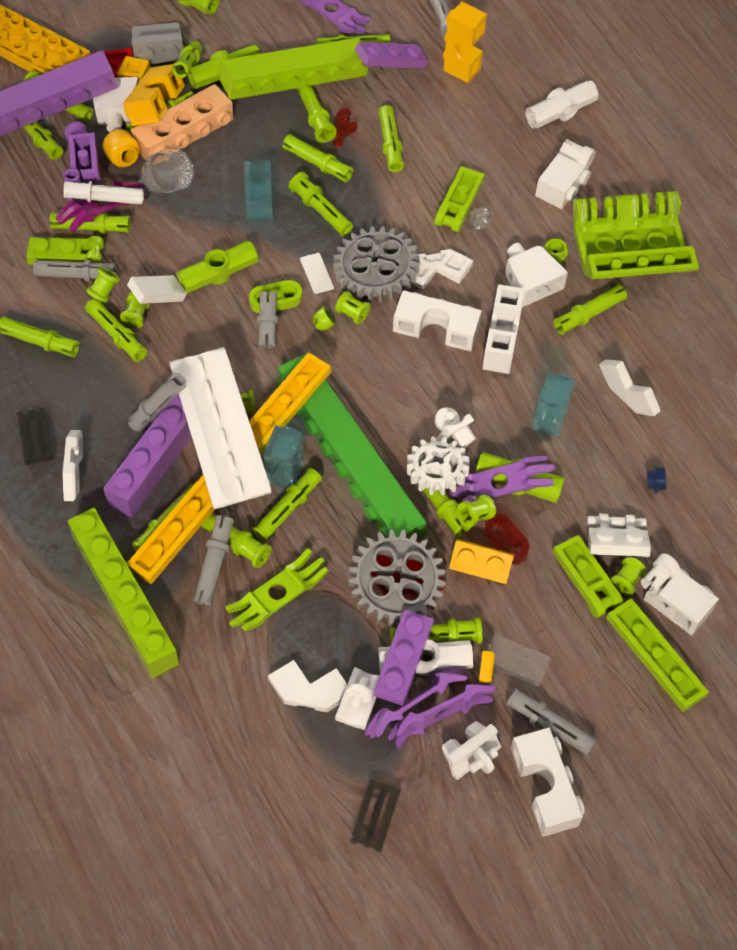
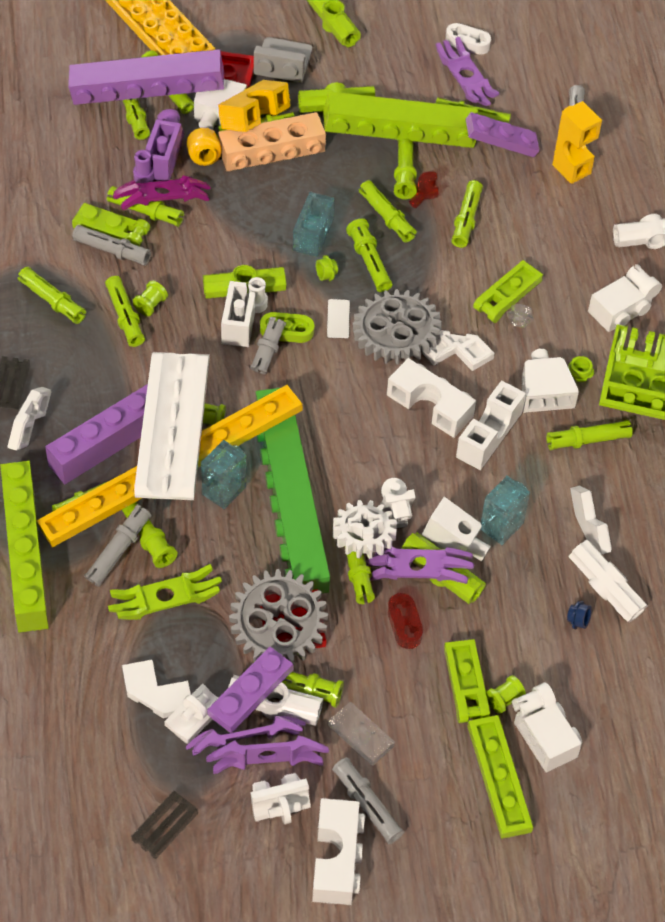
camera: 20 degrees right, 5 degrees down
(103, 193) = (164, 181): white axle -> none
(103, 284) = (130, 265): lime bush -> none
(134, 68) = (248, 75): yellow tile -> none
(151, 407) = (122, 388): light grey pin -> none
(157, 289) = (177, 285): white tile -> none
(167, 171) = (237, 180): clear piece -> none
(186, 53) = (303, 80): lime pin -> none
(228, 296) = (241, 310): none -> white hinge
(286, 229) = (326, 268): none -> lime plate
(295, 495) = (240, 504): lime pin -> none
(323, 319) = (323, 362): lime hinge -> none
(352, 308) = (355, 360): lime bush -> none
(471, 512) = (382, 582): lime bush -> none
(481, 561) = (369, 632): yellow plate -> none
(486, 667) = (323, 731): yellow tile -> none
(517, 438) = (455, 529): none -> white torso
(627, 540) = (513, 653): white plate -> none
(670, 439) = (608, 581): none -> white piece

